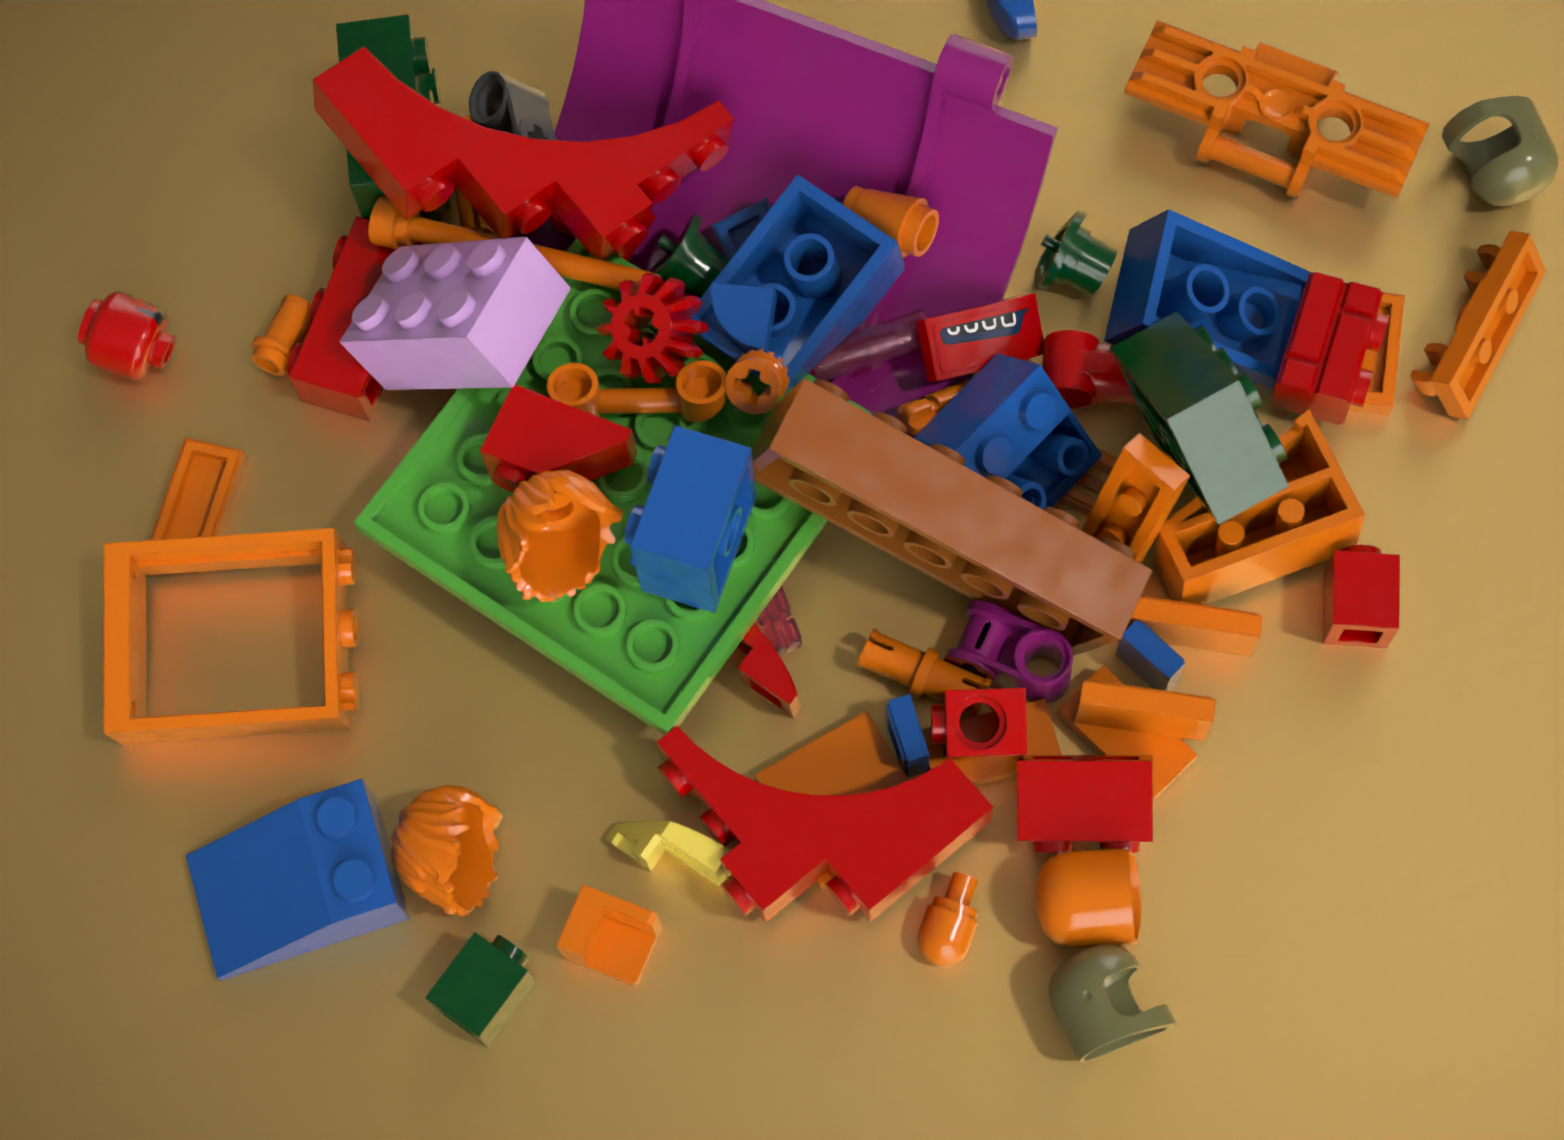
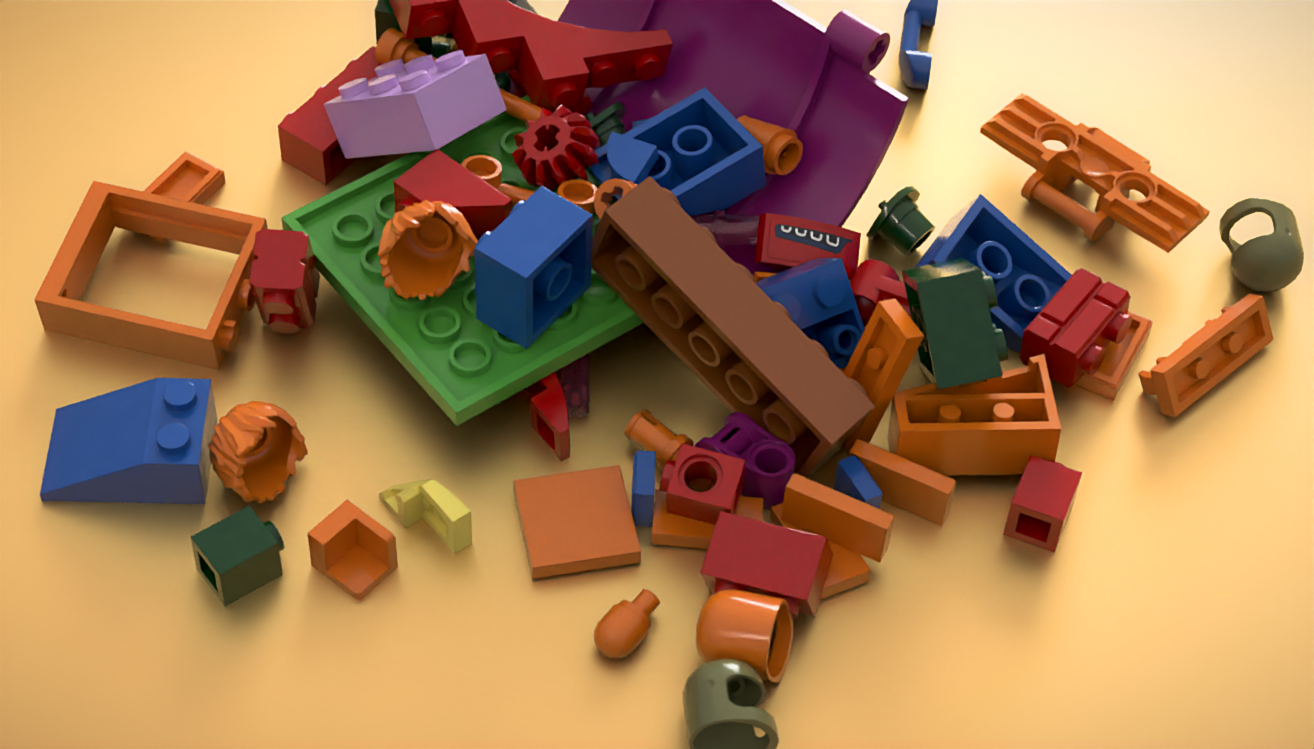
camera: 10 degrees right, 20 degrees down
(126, 336) = (172, 77): red head -> none
(285, 330) = (273, 113): orange pin -> none
(390, 608) = (284, 279): none -> red brick
(787, 840) = (575, 539): red arch -> none

